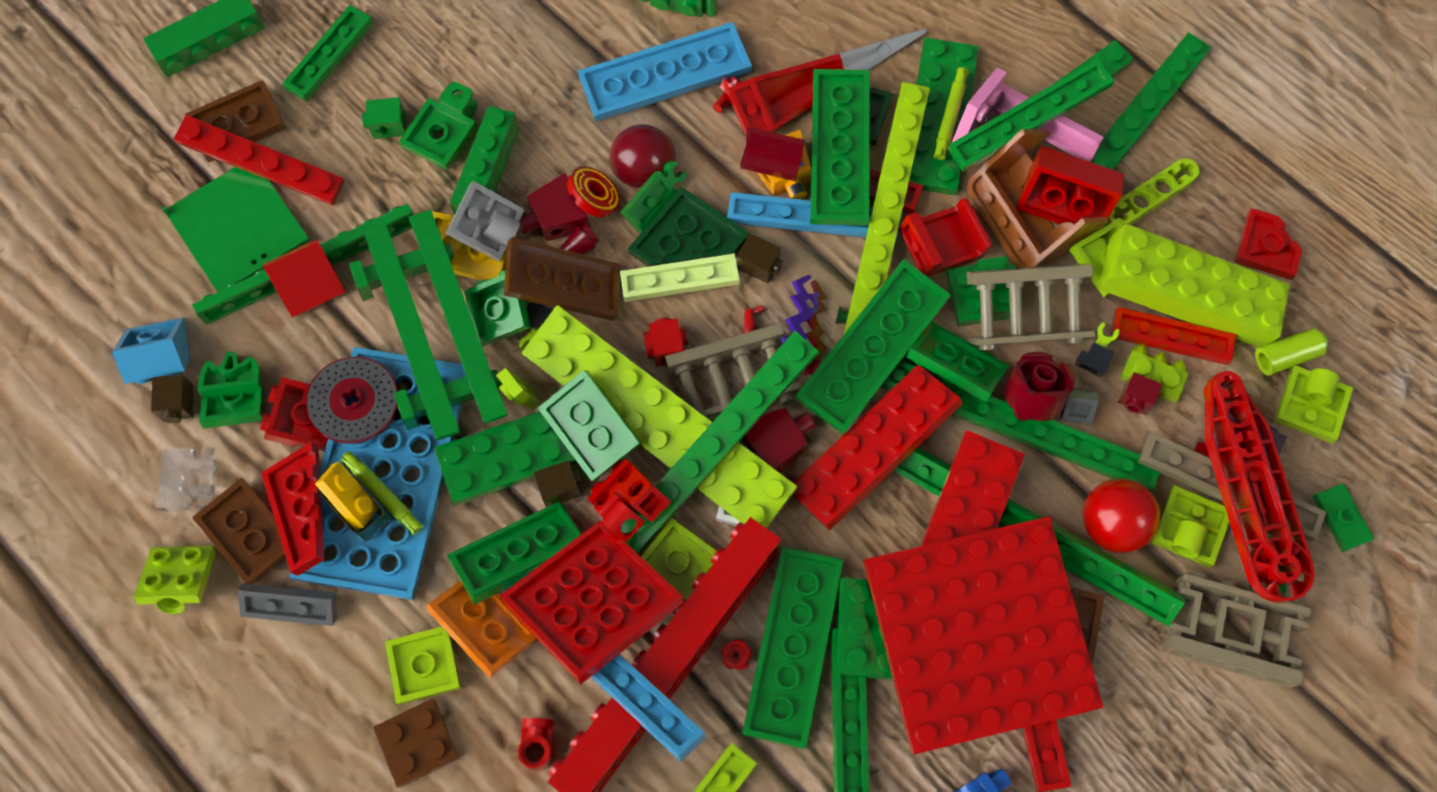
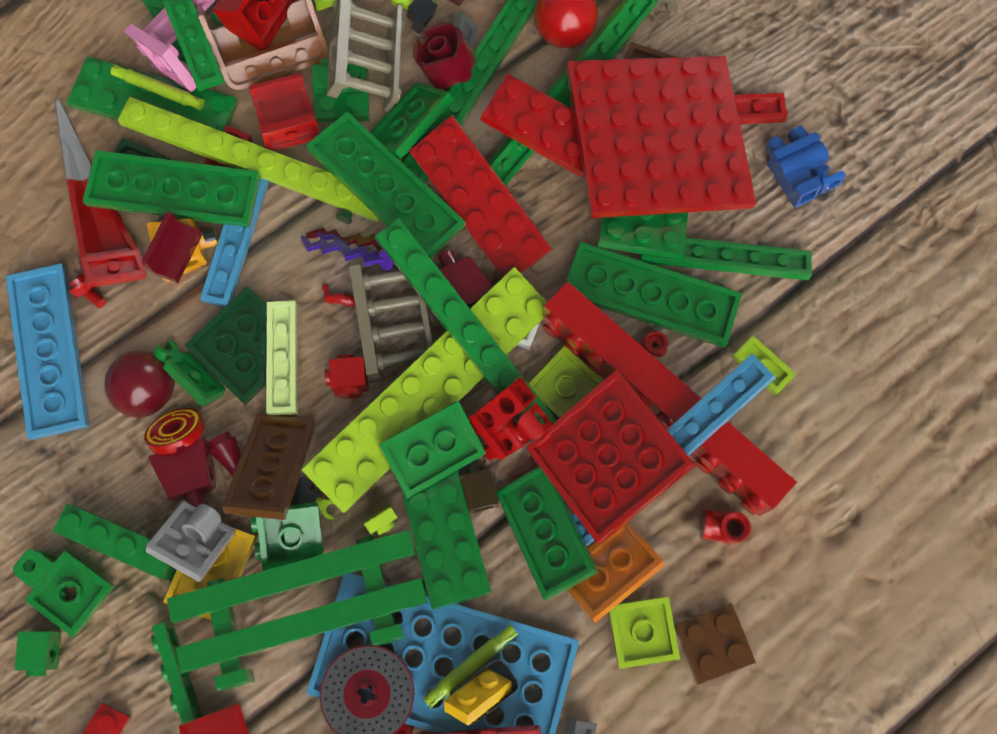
camera: 85 degrees left, 5 degrees up
(759, 258) = (275, 279): dark brown brick -> none

